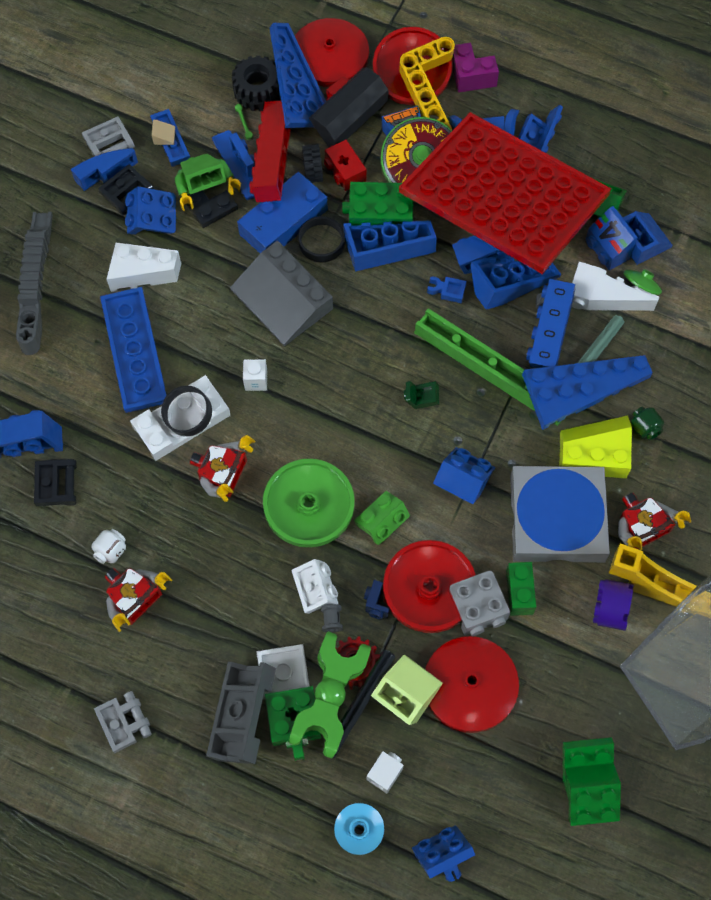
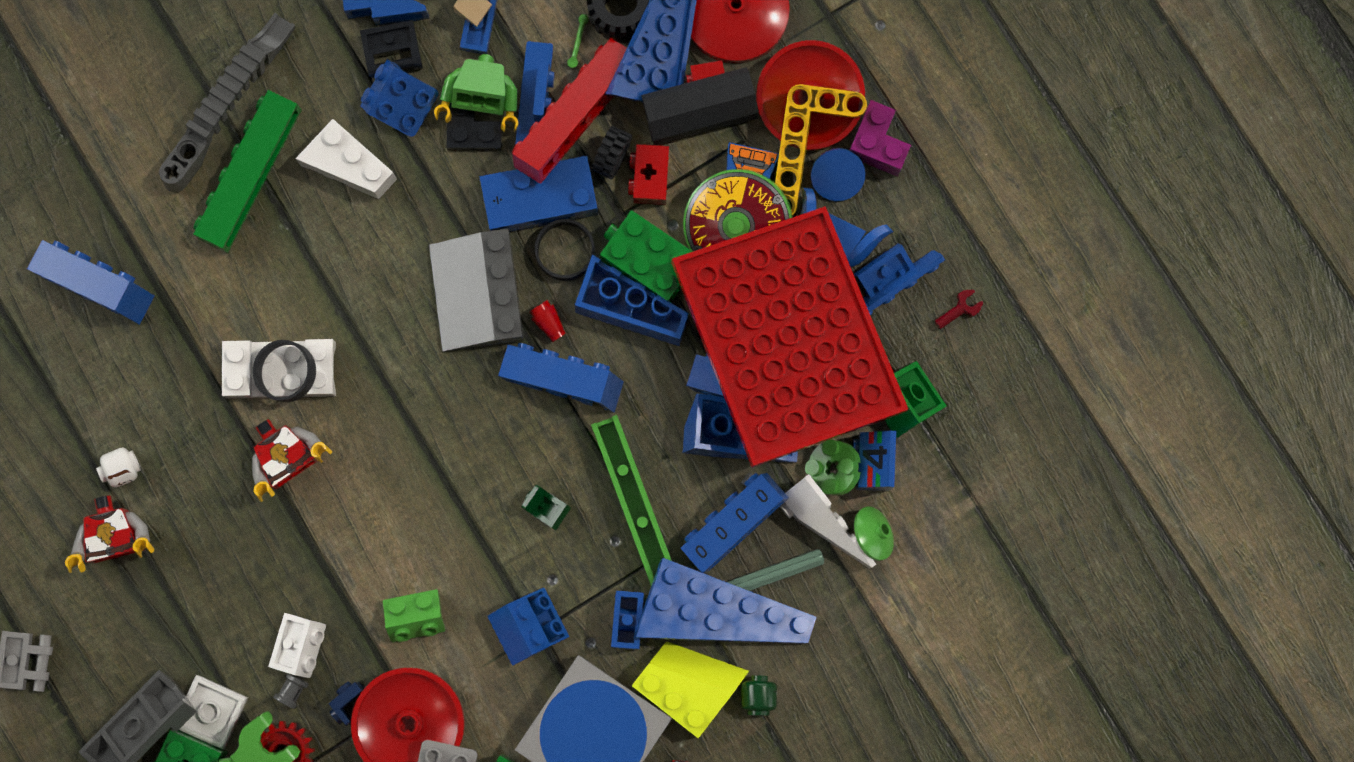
camera: 30 degrees right, 15 degrees up
(47, 482) = (100, 354): black plate -> none
(77, 312) = (247, 171): none -> green brick
(133, 349) = (279, 255): blue plate -> none
(255, 375) = (385, 371): white brick -> none
(308, 503) = (345, 554): bright green dish -> none
(340, 284) = (547, 320): none -> red cone
(374, 309) = (561, 376): none -> blue wedge
(450, 290) = (662, 403): blue plate -> none
(461, 99) = (838, 174): none -> blue piece
(527, 427) = (626, 619): none -> blue brick
(586, 247) = (819, 467): none -> bright green plate
(592, 132) = (959, 309): none -> dark red bar
(650, 238) = (919, 478): blue slope -> none

